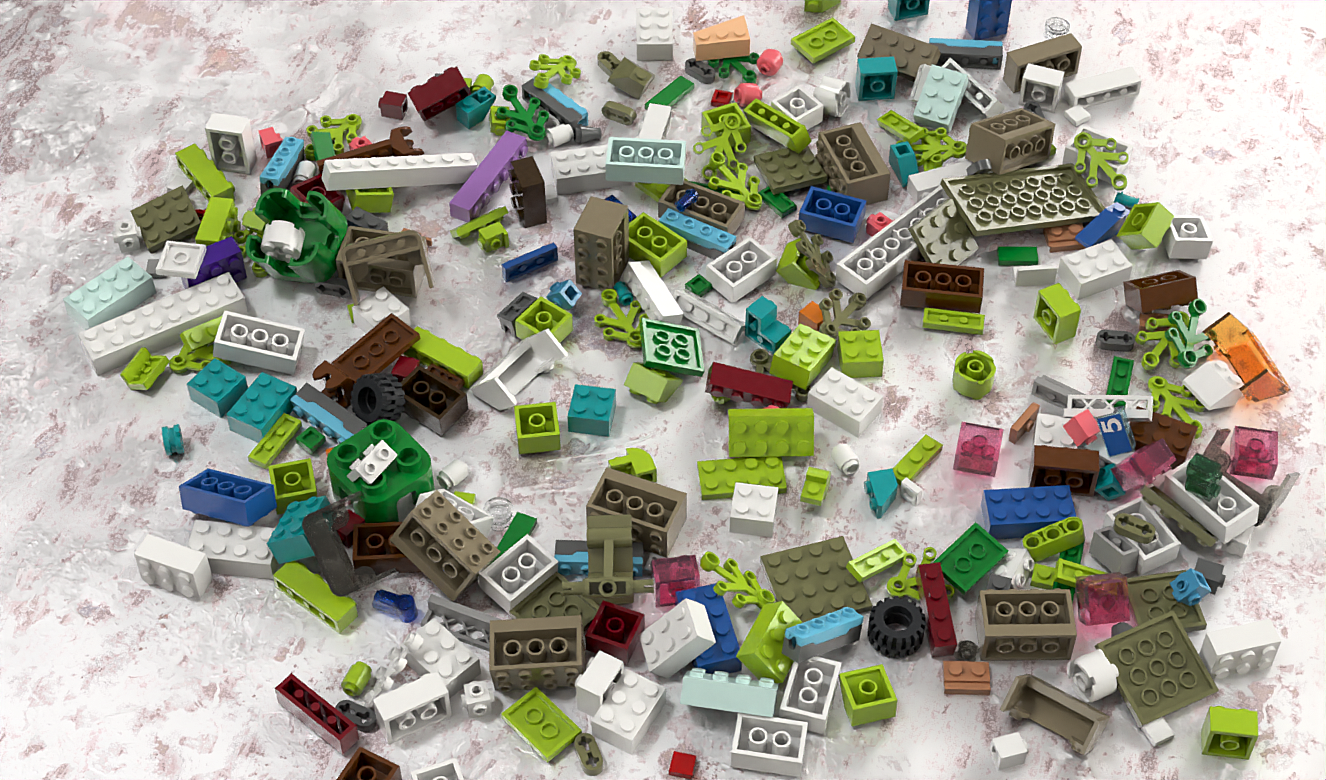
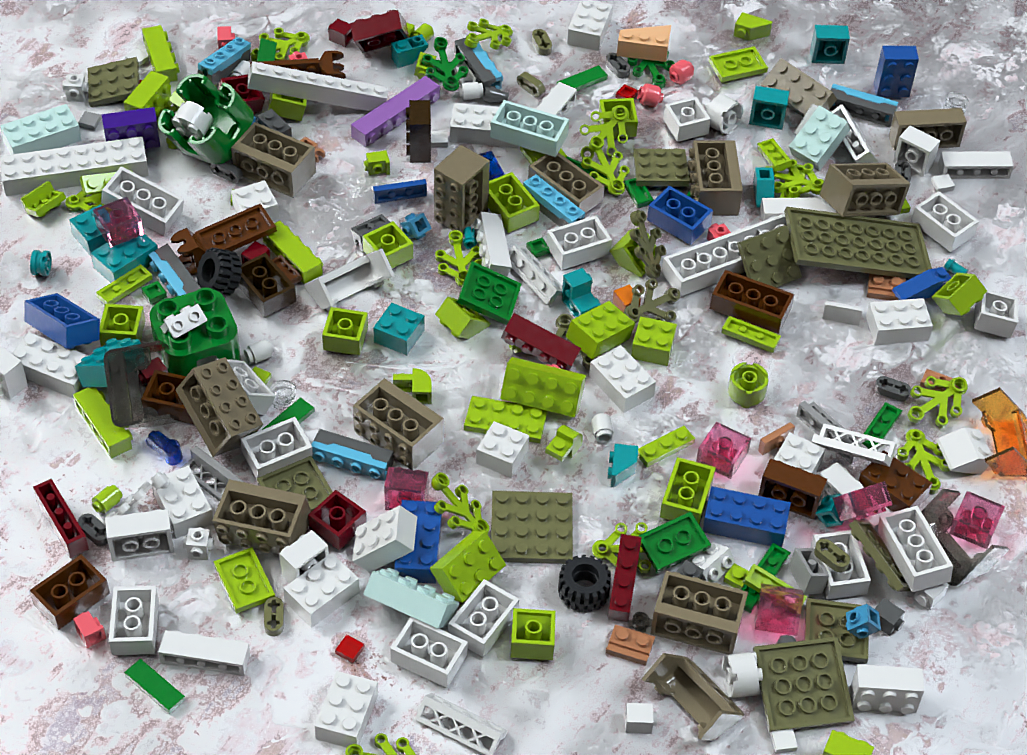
camera: 15 degrees right, 0 degrees up
(181, 259) = (104, 116): white tile -> none
(231, 143) = (188, 31): white brick -> none
(248, 372) = (118, 221): none -> clear pink brick
(359, 253) = (245, 147): dark tan windscreen -> none
(478, 223) = (386, 145): lime plate -> none
(609, 562) = (355, 460): olive plate -> none
(631, 78) = (554, 57): olive slope -> none
(690, 196) = (556, 168): clear blue pin -> none
(777, 125) = (662, 127): lime brick -> none
(822, 634) = (512, 570): medium azure piece -> none
(876, 560) = (591, 521): lime plate -> none
(911, 491) = (648, 471): white tile -> none
(959, 500) = (687, 489): none -> lime brick
(979, 167) = (825, 204): dark grey beam -> none
(1017, 256) = (834, 292): green tile -> none
(1054, 538) = (759, 546): lime beam -> none
(1057, 313) = (846, 350): lime brick -> none
(1082, 428) = (822, 455): coral brick -> none
(1099, 158) = (940, 225): lime plant -> none
(1116, 432) = (851, 467): panel -> none
(1160, 291) = (950, 355): reddish brown brick -> none
(1187, 357) = (961, 402): green plant -> none
(1203, 477) = (908, 525): clear green brick -> none

